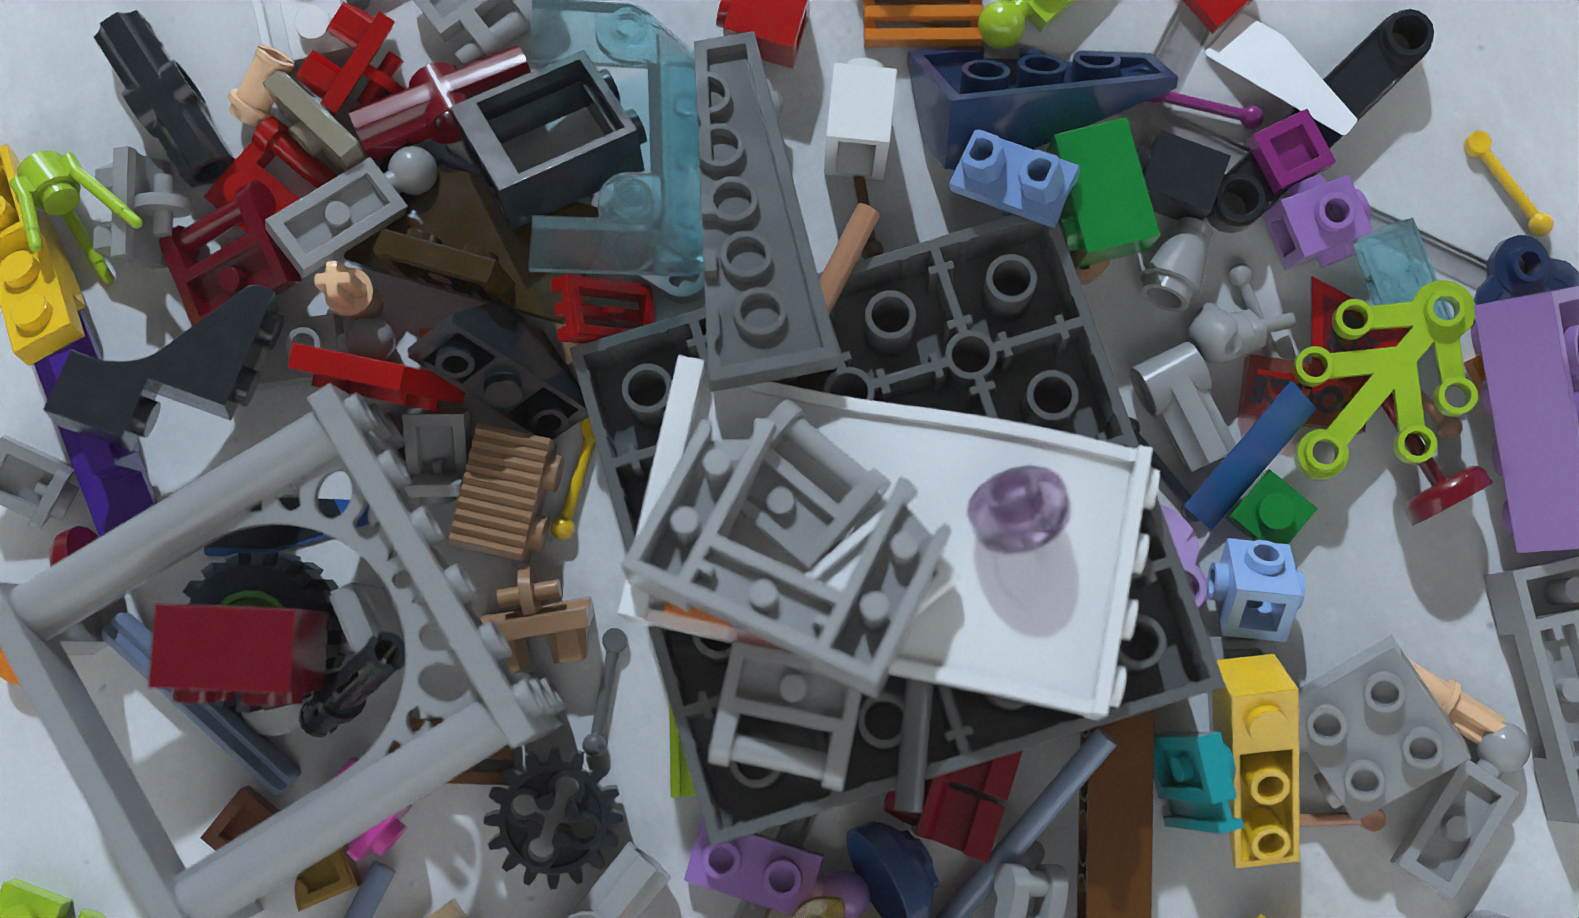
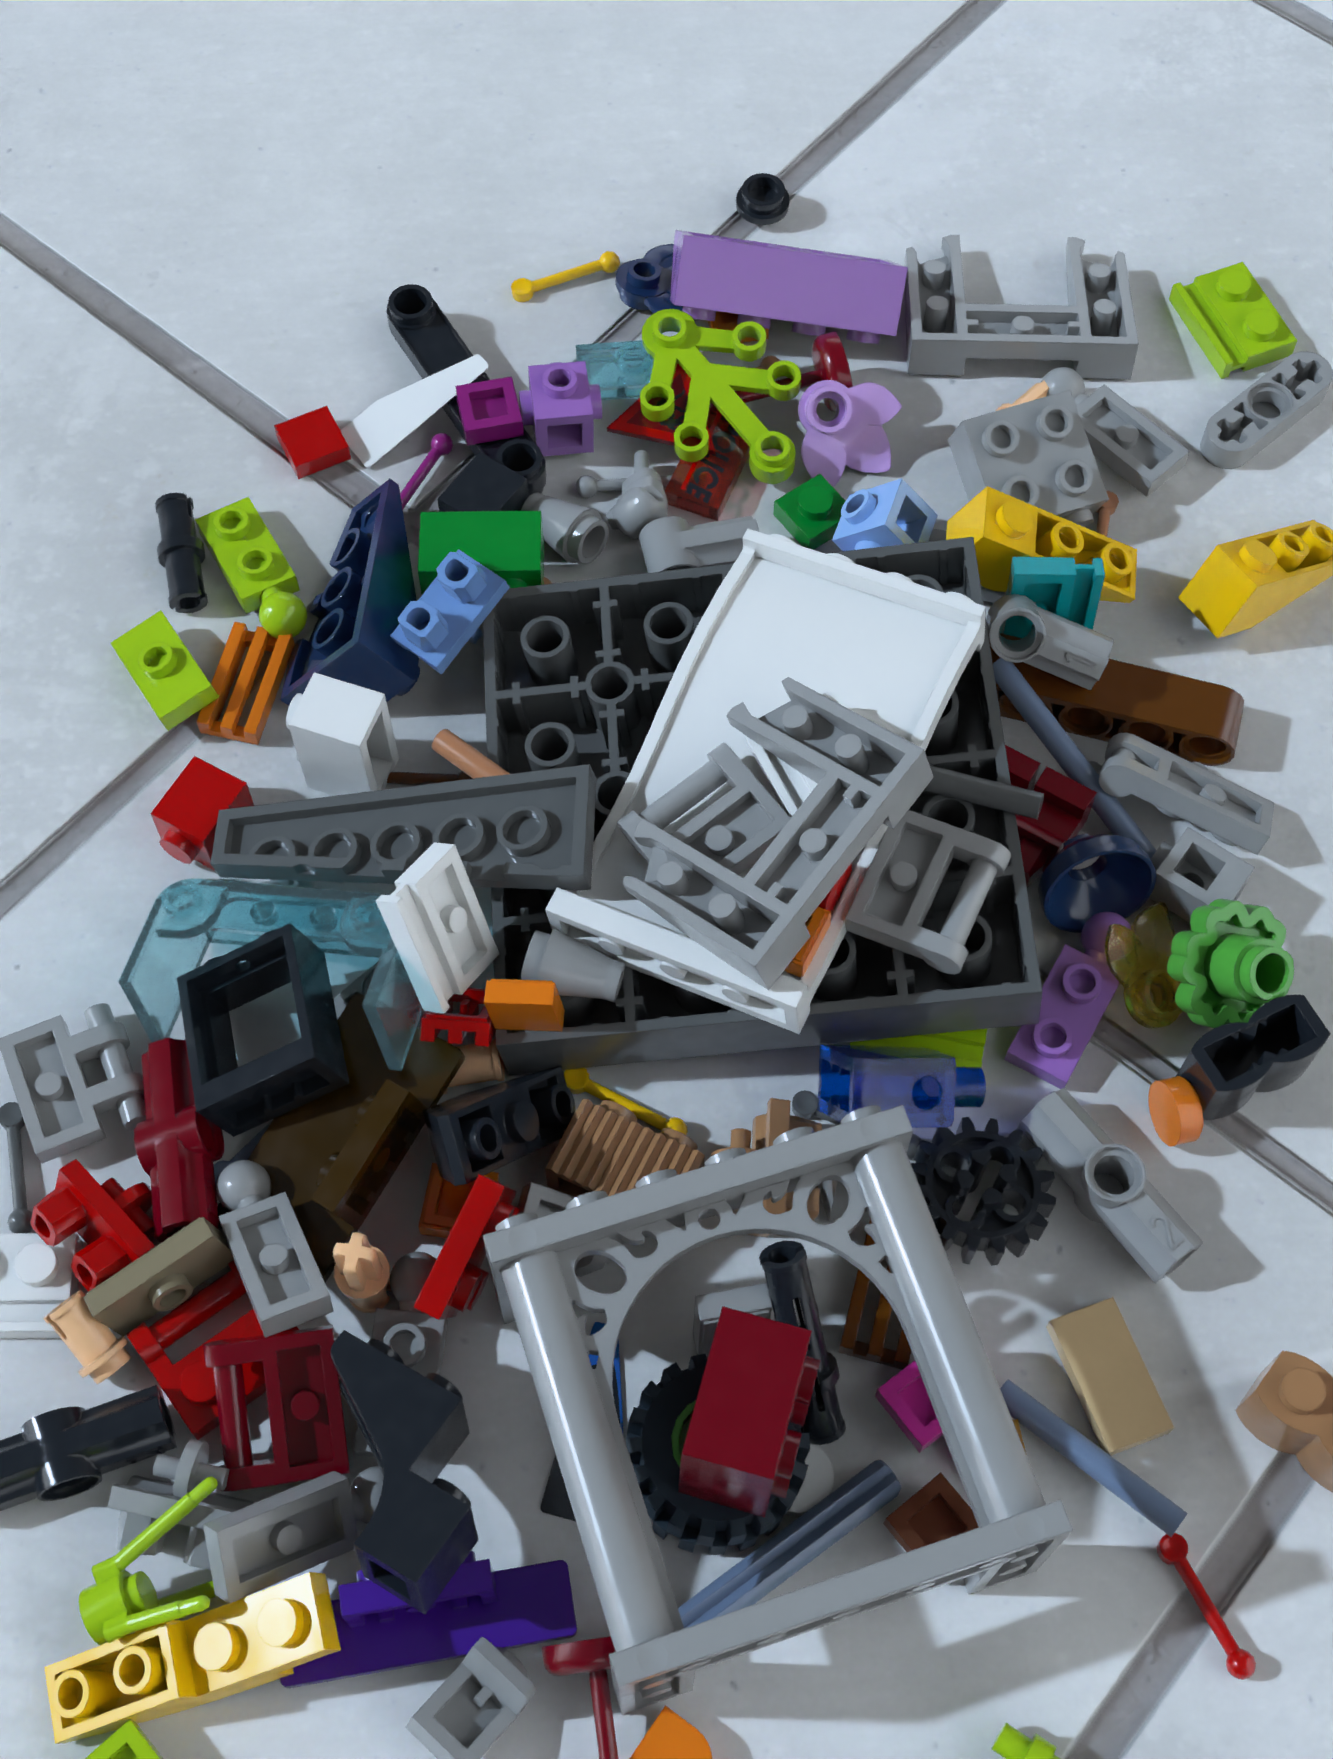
camera: 80 degrees left, 20 degrees down
(118, 293) = (289, 1532): none -> light grey plate
(595, 362) = (524, 1005): none -> orange tile
(616, 720) = (896, 1076): none -> clear blue torso
(641, 262) = (438, 927): none -> white plate
(642, 394) = (572, 966): none -> light grey cone
(1019, 509) = (781, 629): clear purple plate -> none
(1138, 781) = (1052, 644): none -> light grey piece
(1251, 456) = (750, 494): blue sticker -> none
(1373, 531) = (852, 435): none -> lavender plate

